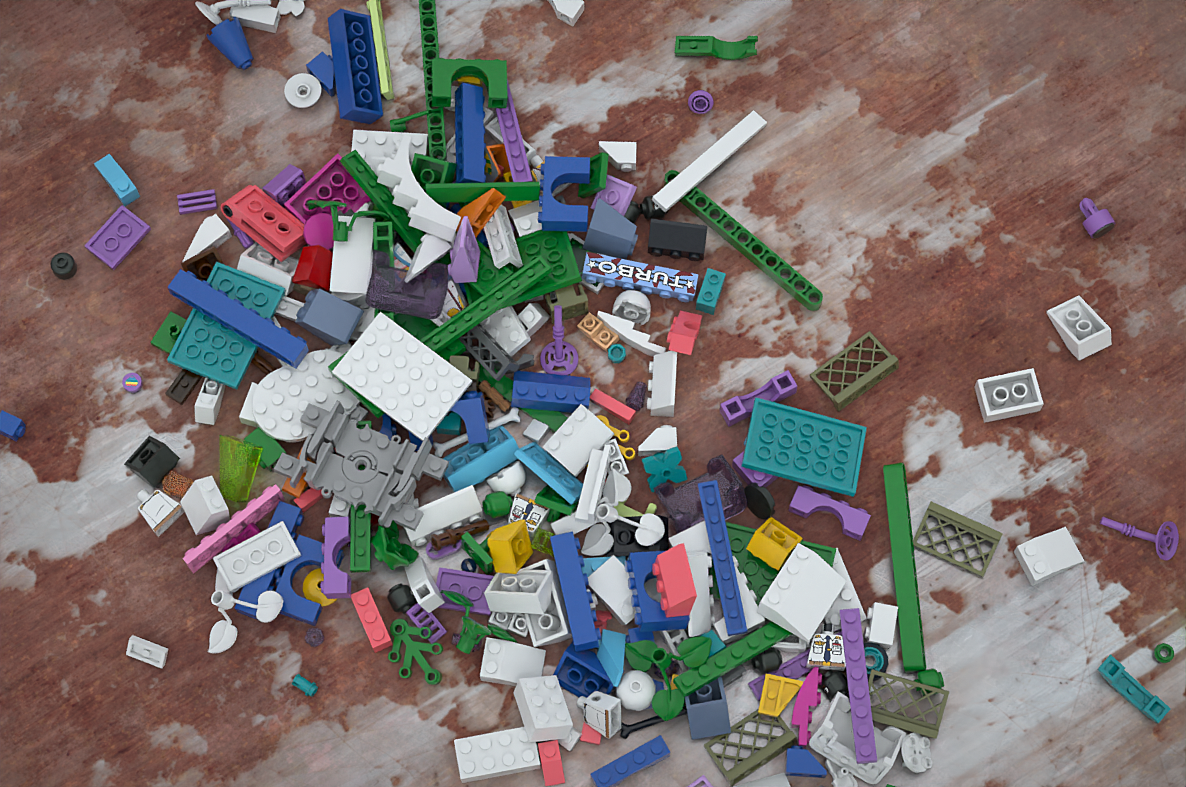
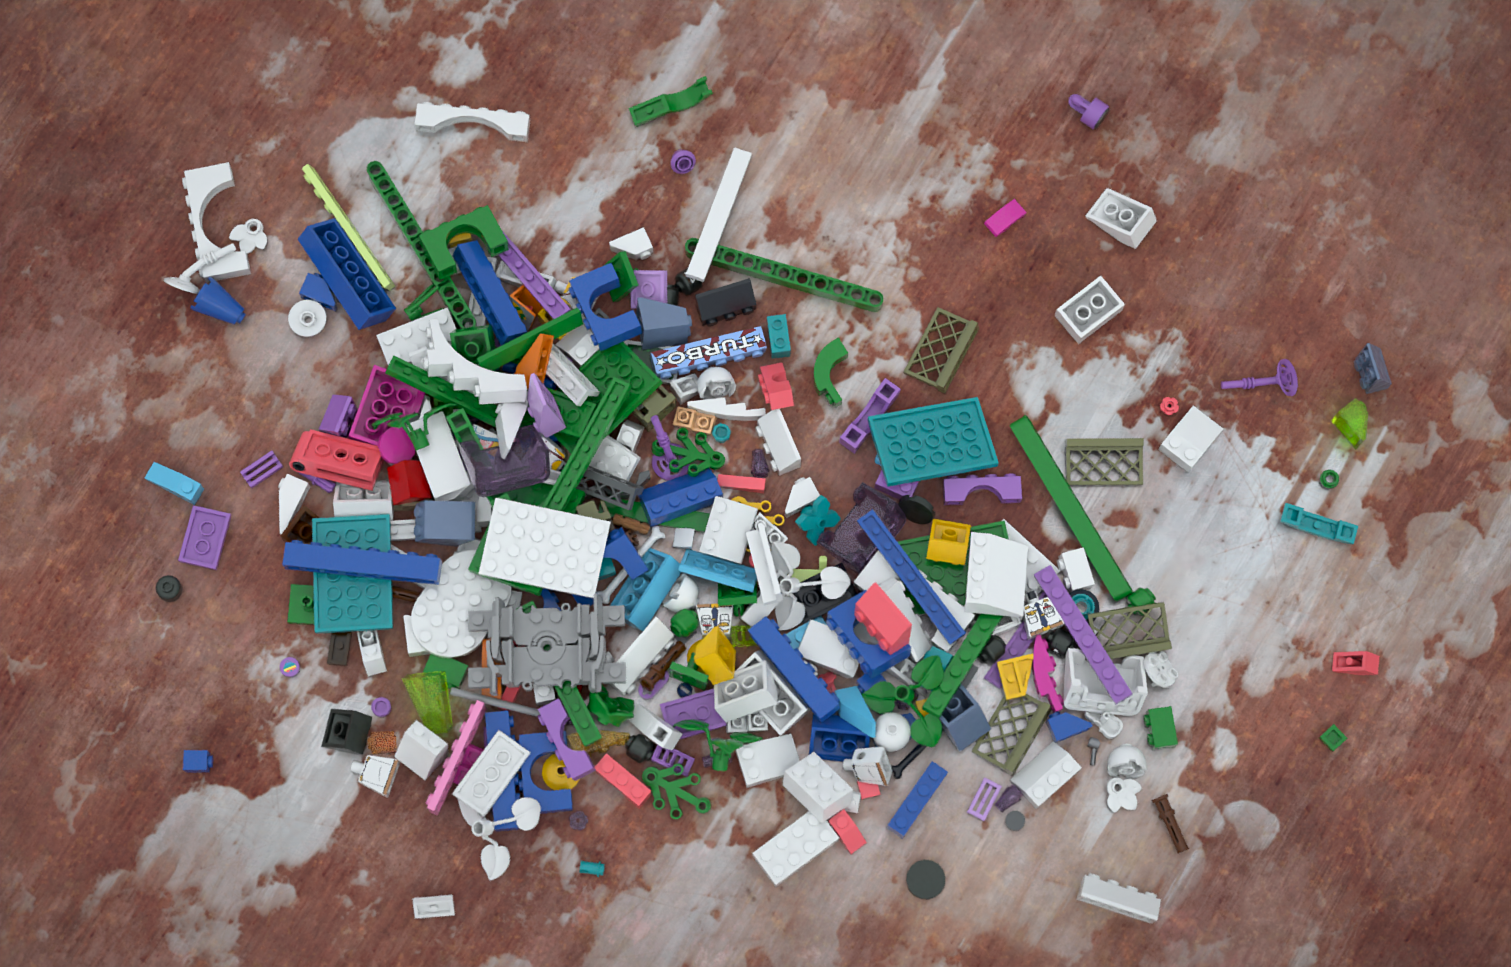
camera: 30 degrees left, 5 degrees up
(193, 454) = (381, 707): none -> medium lavender tile
(290, 493) = (494, 701): none -> light grey bar
(368, 579) = (609, 739): none -> clear yellow slope
(580, 360) = (692, 454): none -> green plant
(603, 298) = (684, 388): none -> white slope
(743, 332) = (829, 357): none -> green arch
(970, 279) = (1005, 218): none -> dark pink slope
(1042, 521) = (1169, 410): none -> coral plate

